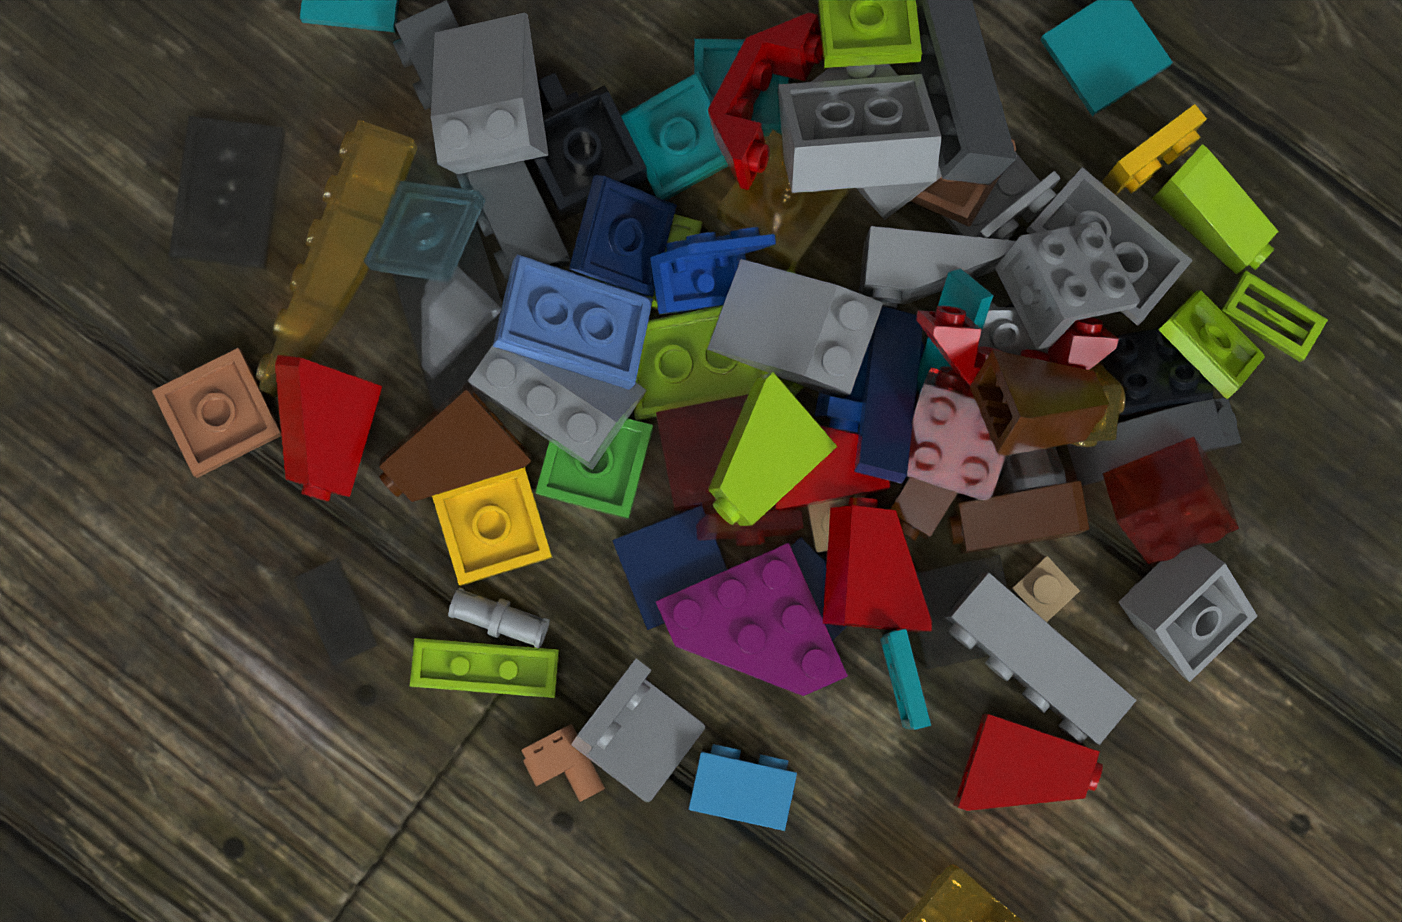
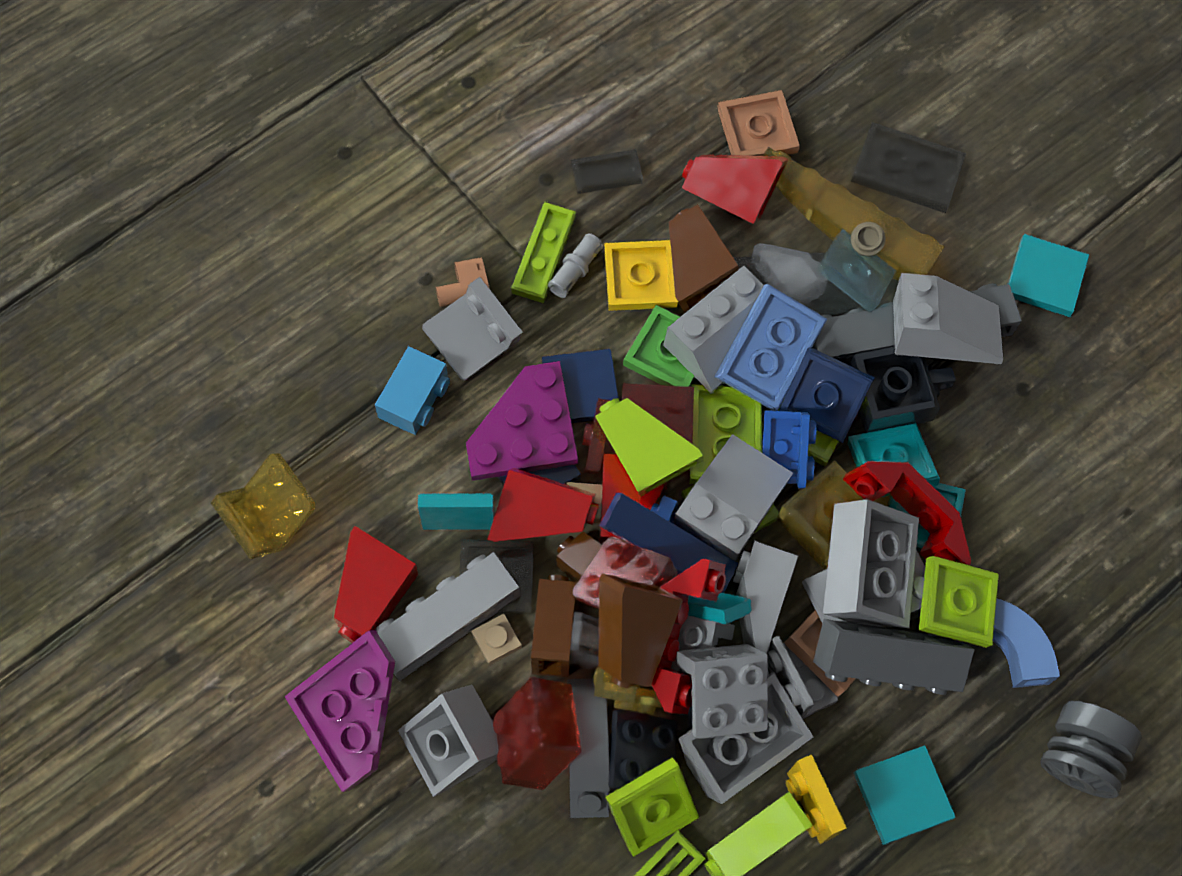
camera: 105 degrees right, 15 degrees down
(378, 222) = (868, 239): none -> dark tan plate
(1190, 747) = (347, 708): none -> magenta plate

